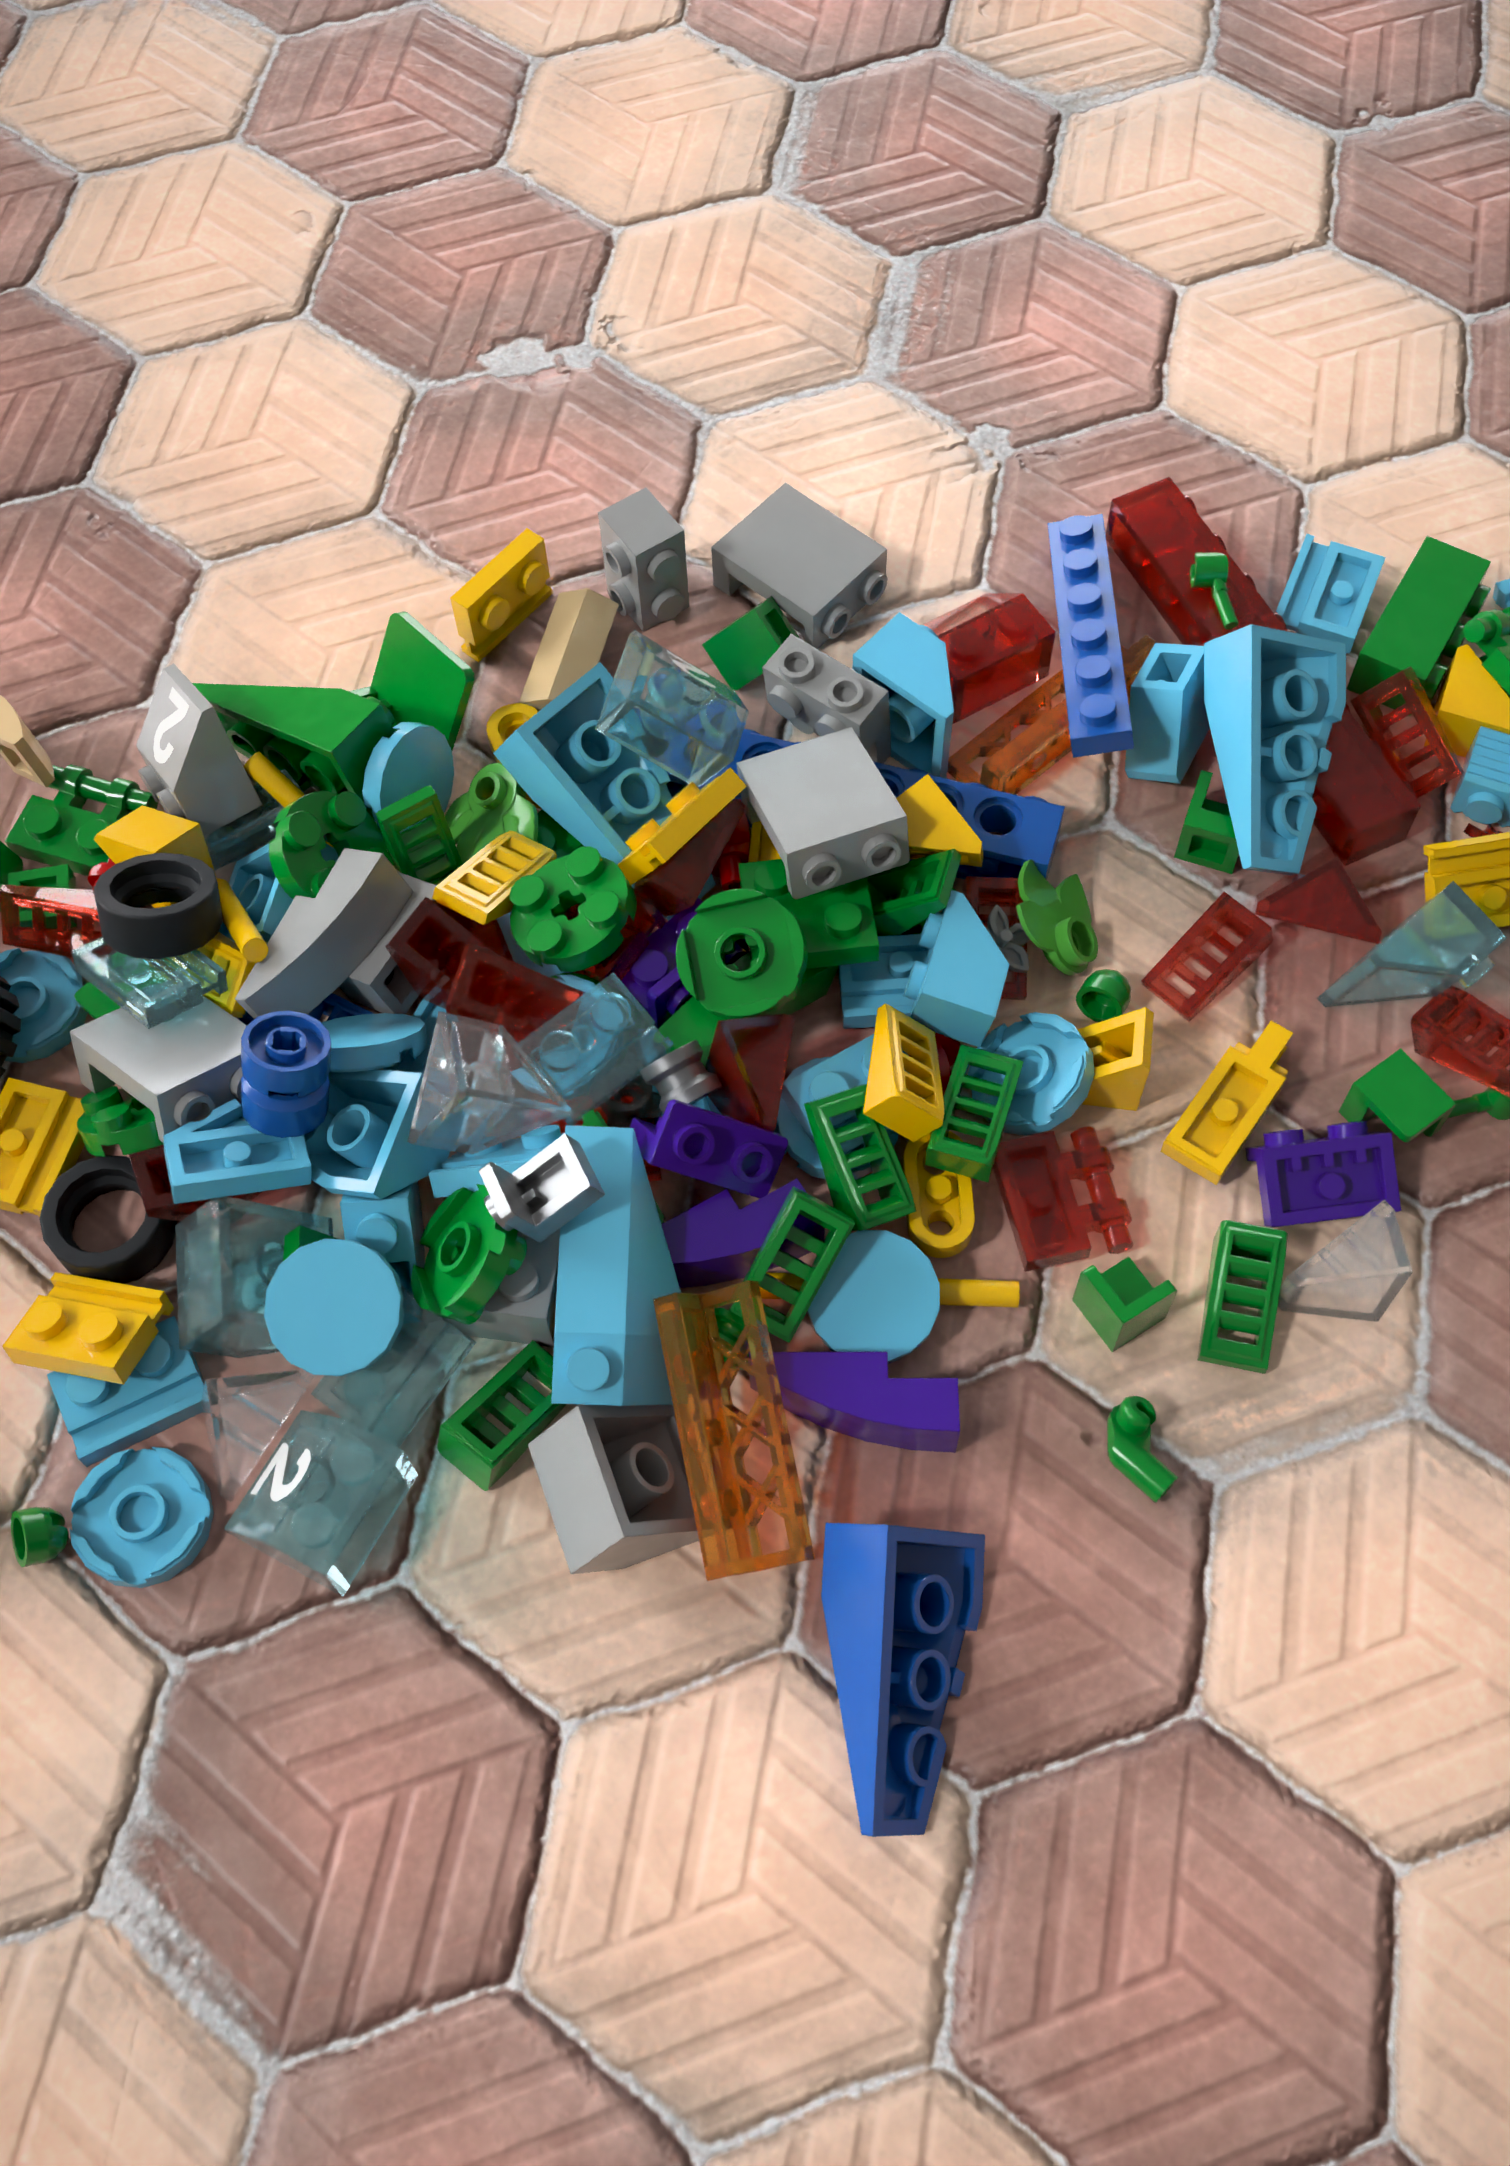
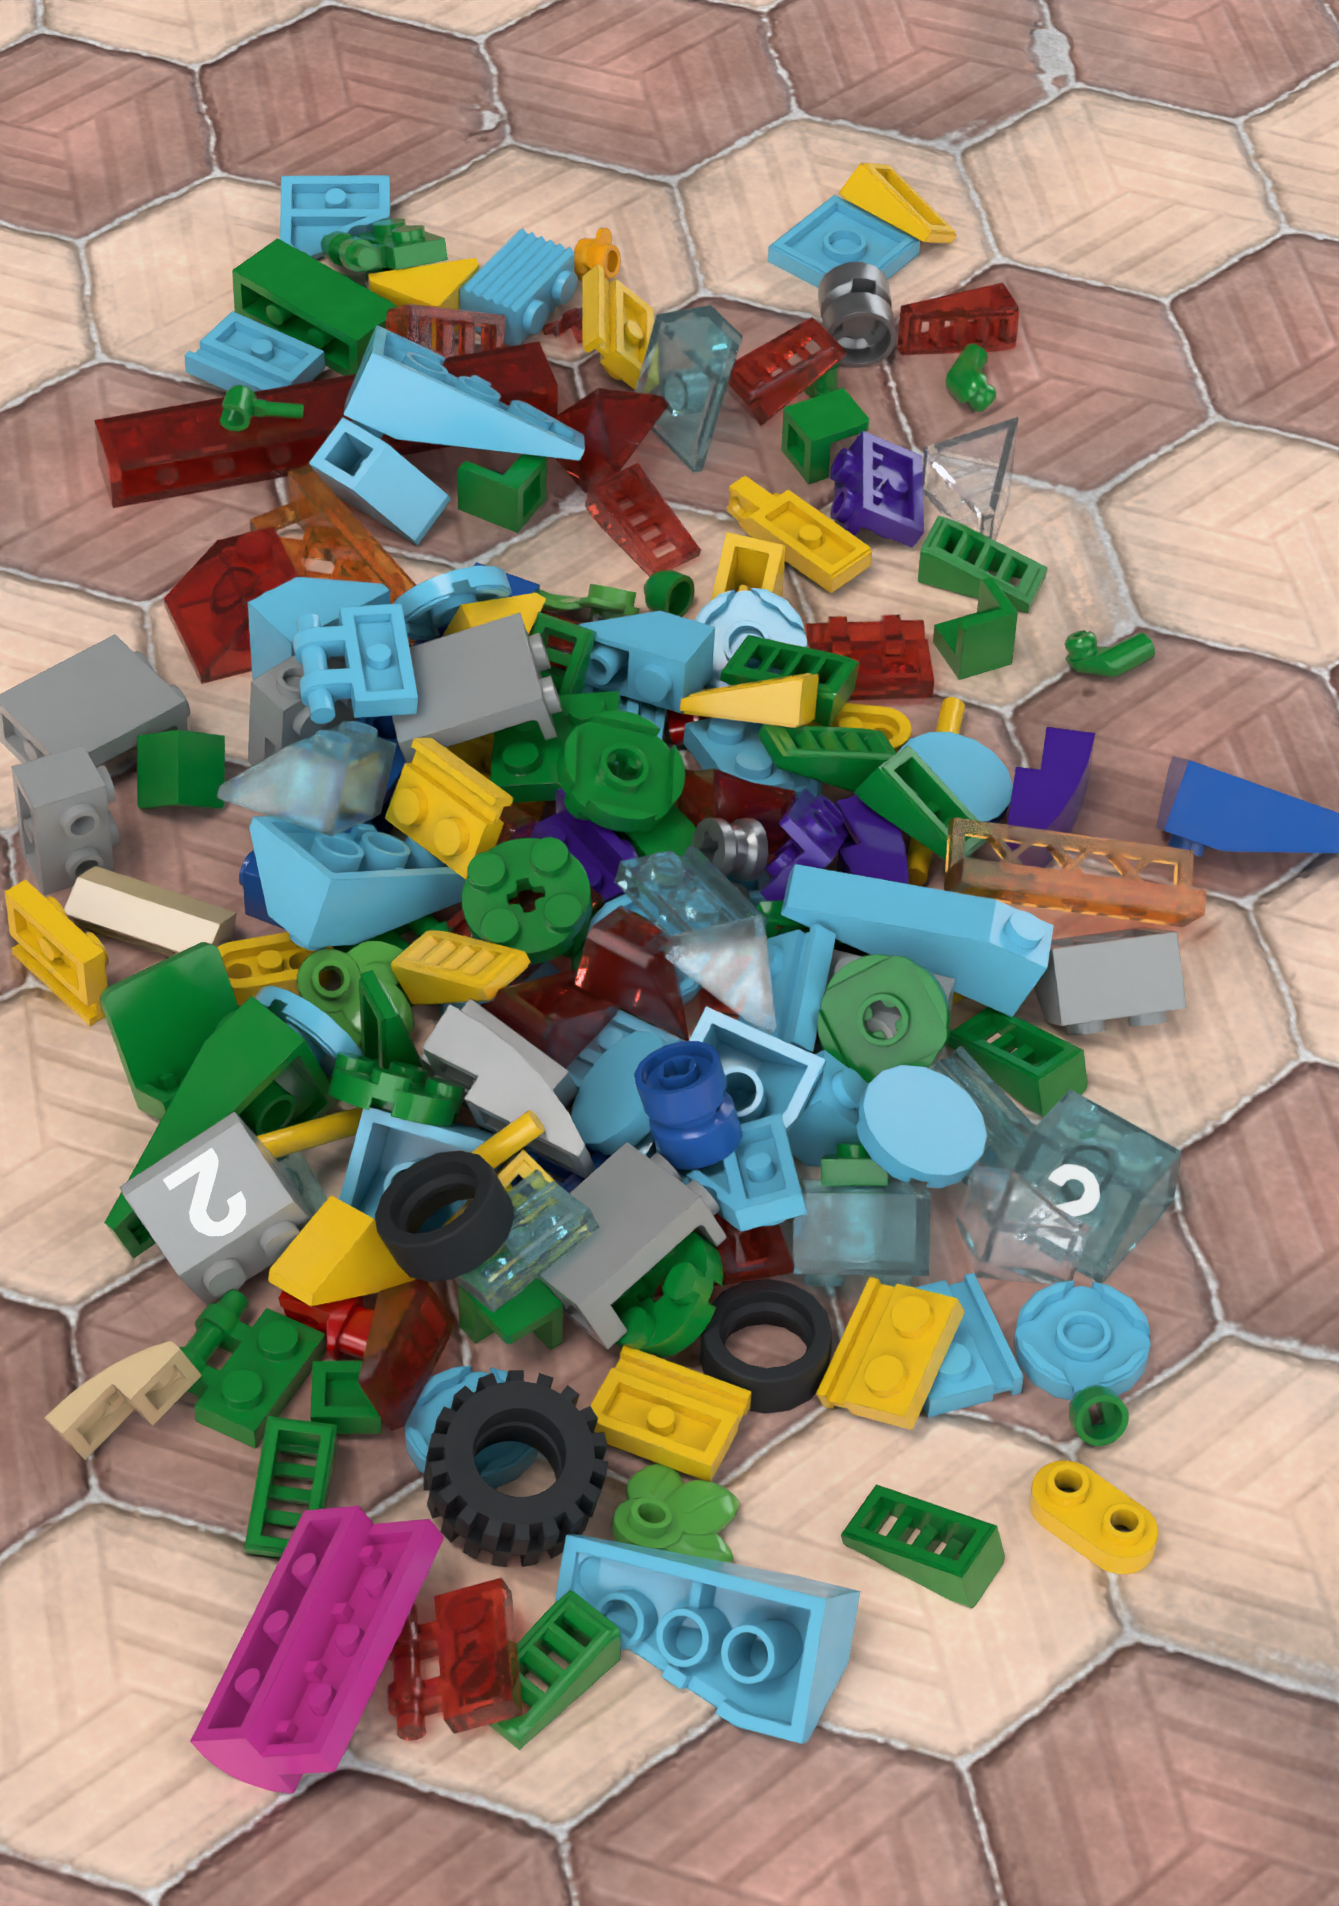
camera: 85 degrees left, 15 degrees down
(542, 1191) = (863, 908): flat silver bracket -> none
(814, 711) = (376, 660): none -> medium azure plate
(946, 774) = (438, 598): none -> medium azure tile
(1089, 637) = (293, 506): plate -> none

